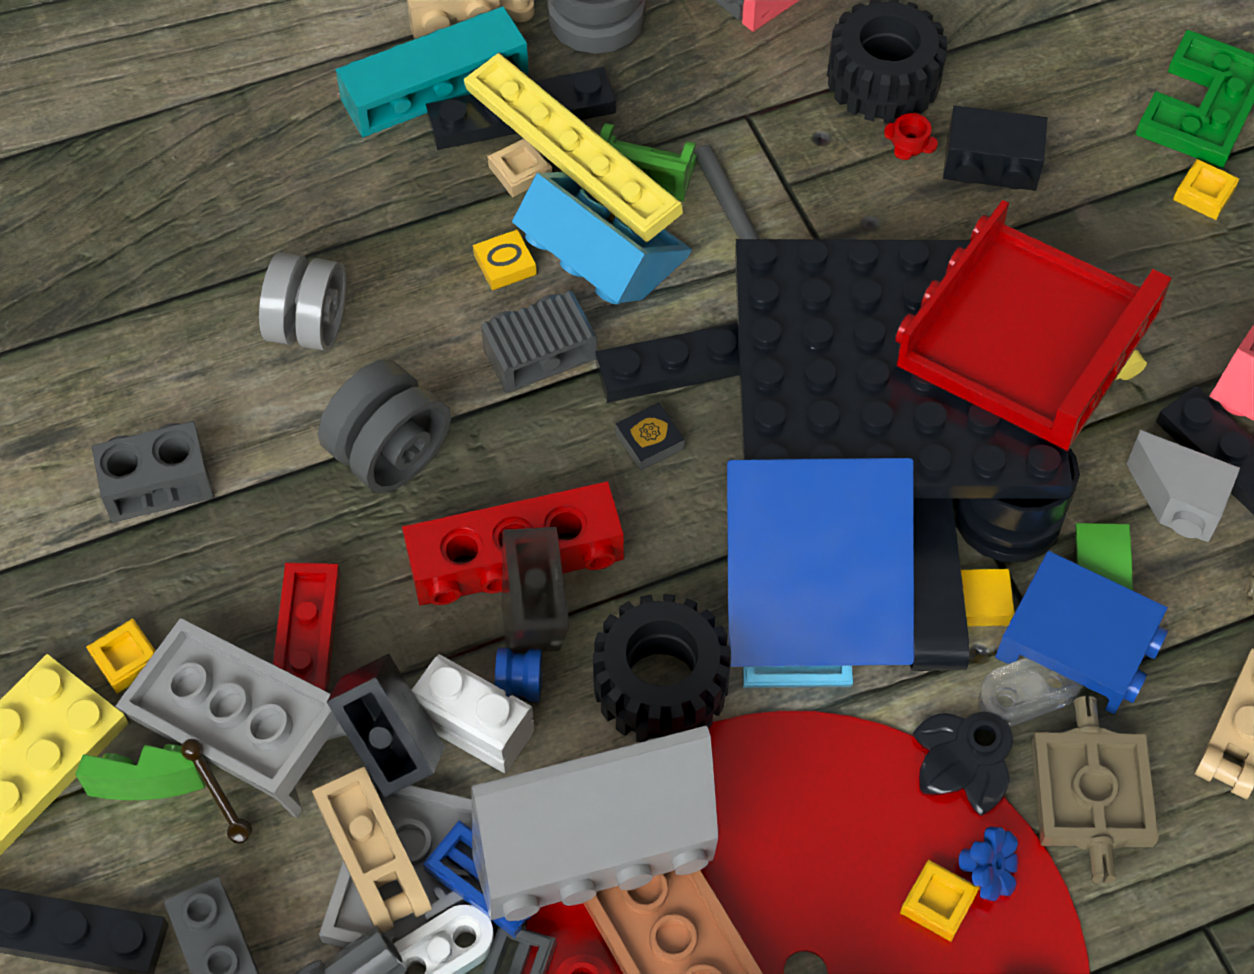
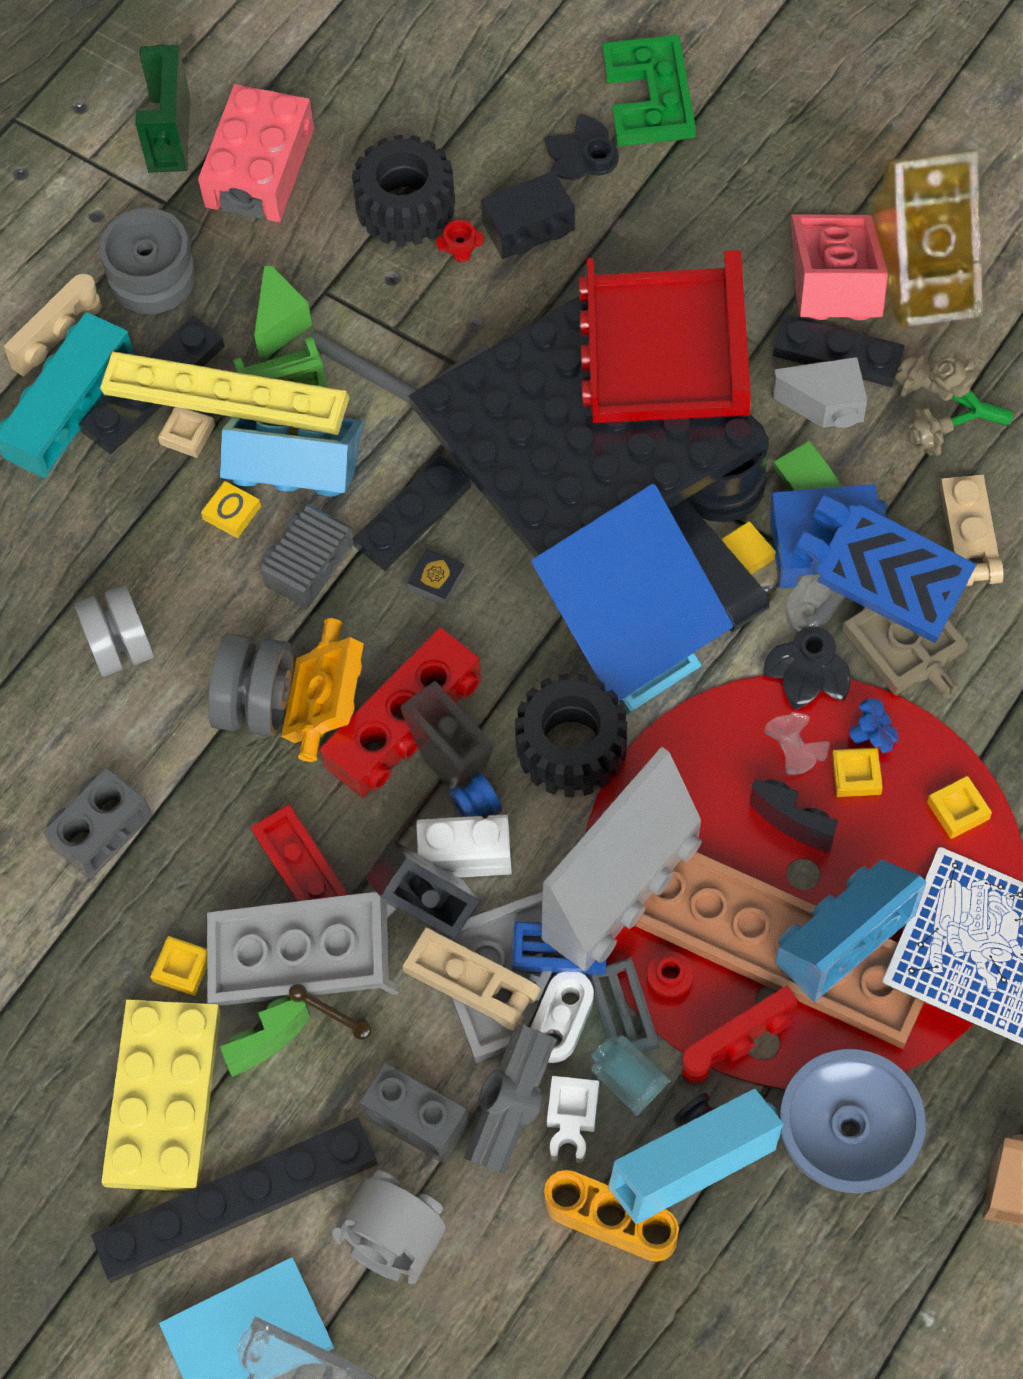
camera: 30 degrees left, 5 degrees up
(451, 473) = (322, 690): none -> light orange plate
(681, 108) = (280, 313): none -> bright green slope
(827, 885) = (778, 806): none -> black slope
(889, 843) = (799, 756): none -> clear piece
(1096, 123) = (577, 153): none -> black plate
(1118, 701) = (886, 567): none -> blue tile
(1206, 189) = (694, 160): yellow tile -> none

